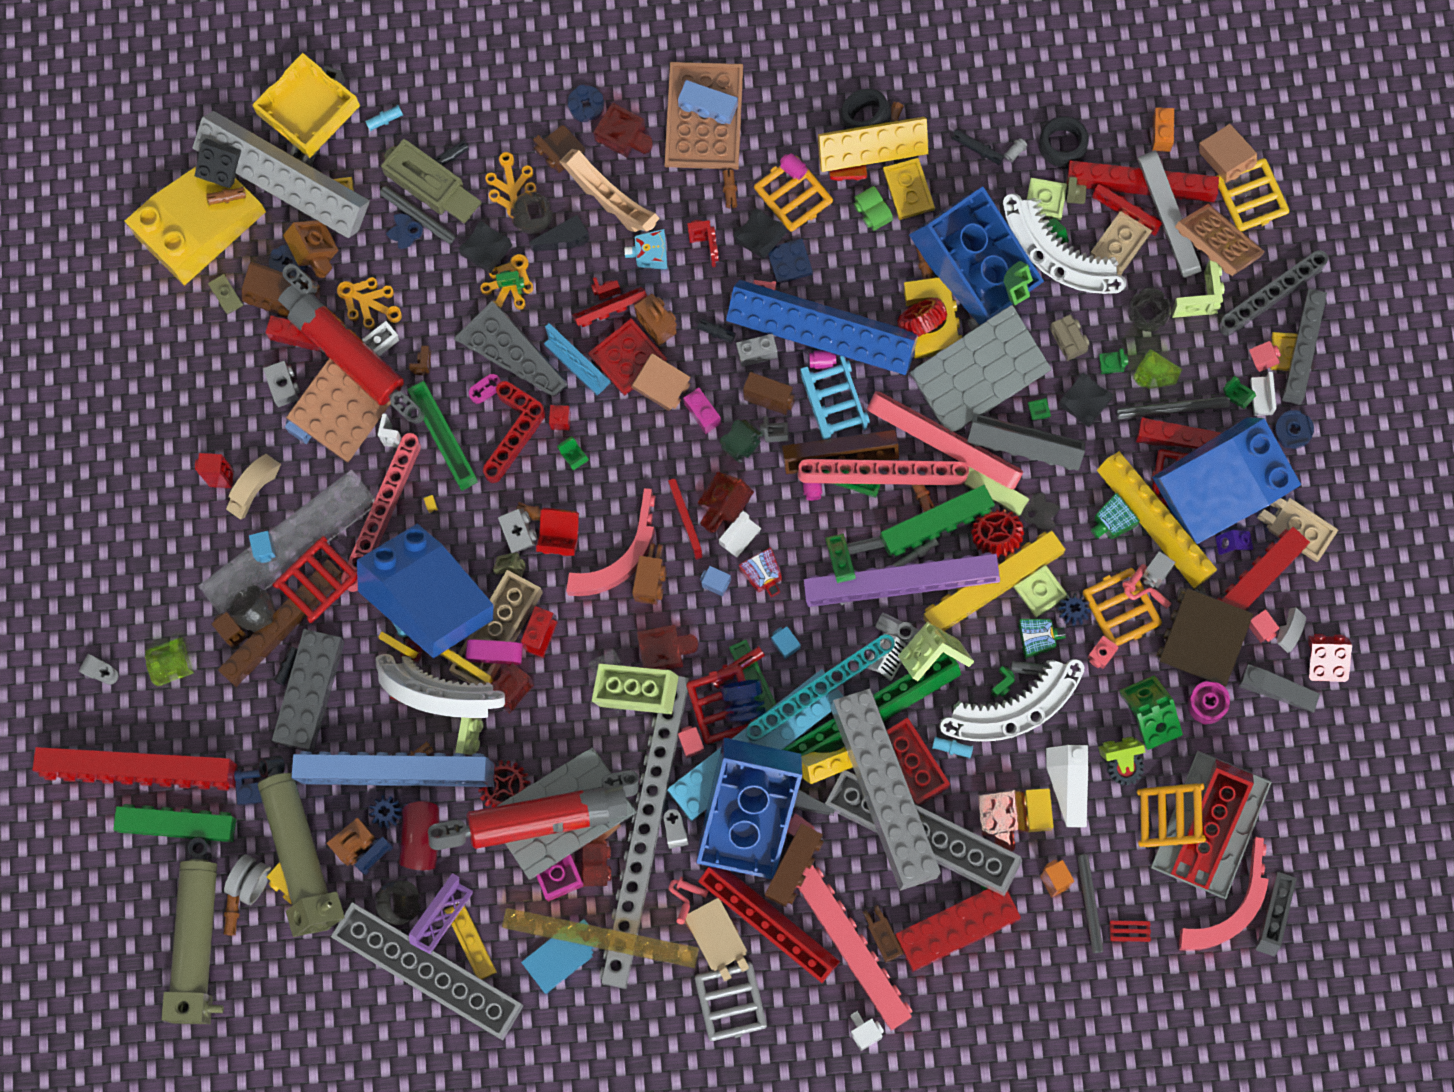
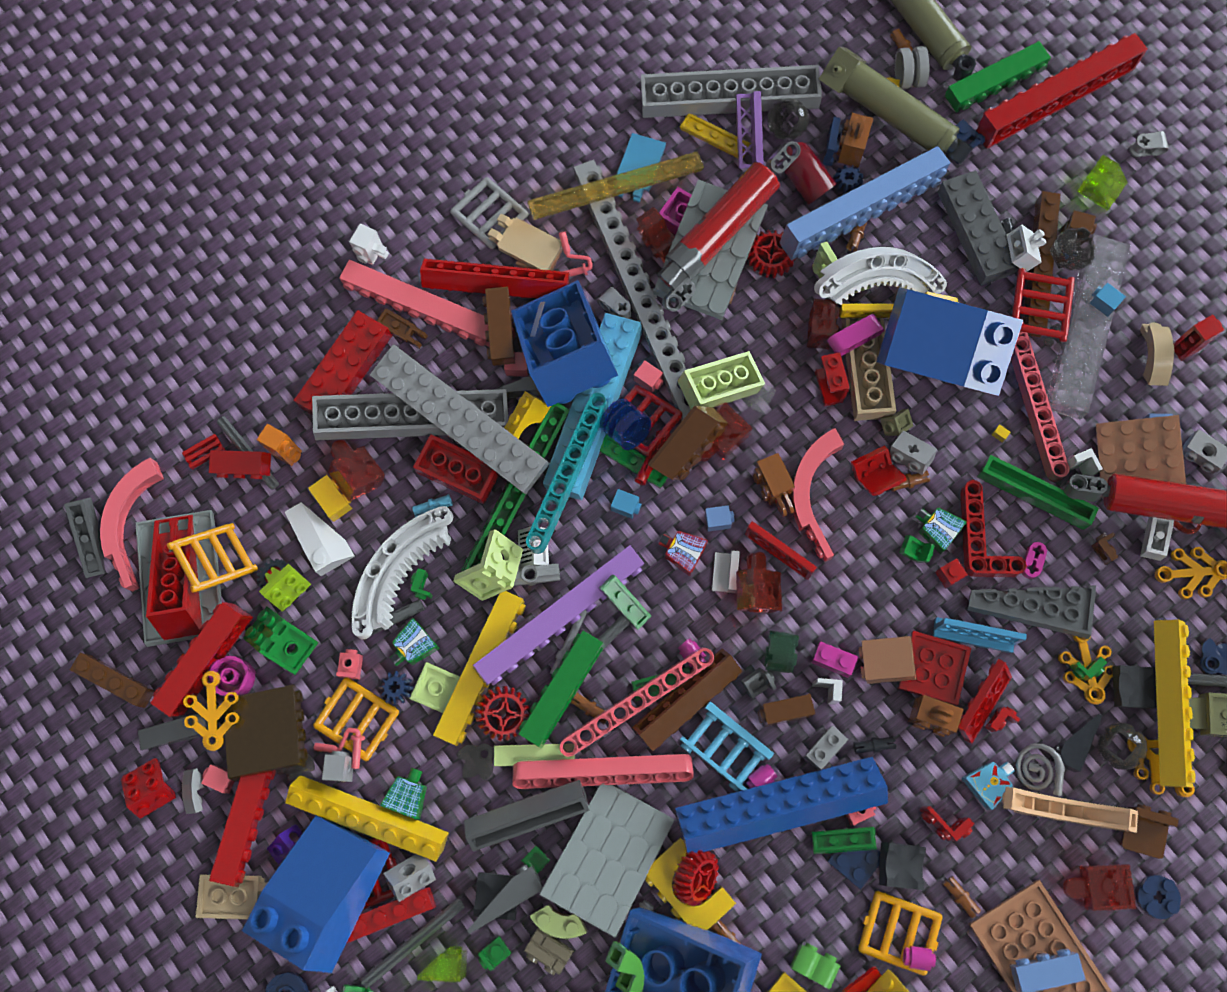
camera: 145 degrees right, 0 degrees up
(290, 638) = (1025, 247): none -> white brick
(470, 216) = (1173, 704): none -> yellow brick
(541, 458) = (939, 527): none -> torso
(607, 240) = (1059, 767): none -> light grey piece
(699, 648) = (688, 442): none -> reddish brown slope
(720, 386) = (834, 689): none -> white panel
(756, 850) = (536, 322): none -> white sticker
(790, 277) = (844, 840): none -> green tile
(1052, 351) = (558, 924): none -> yellowish green brick
(1068, 388) = (517, 890): none -> dark grey slope
(1102, 890) = (239, 464): none -> red brick
(1155, 457) = (409, 876): none -> light grey brick
(1225, 729) = (212, 644): none -> red brick
(1240, 674) = (211, 714): none -> light orange plant
(1314, 765) = (112, 680): none -> reddish brown brick

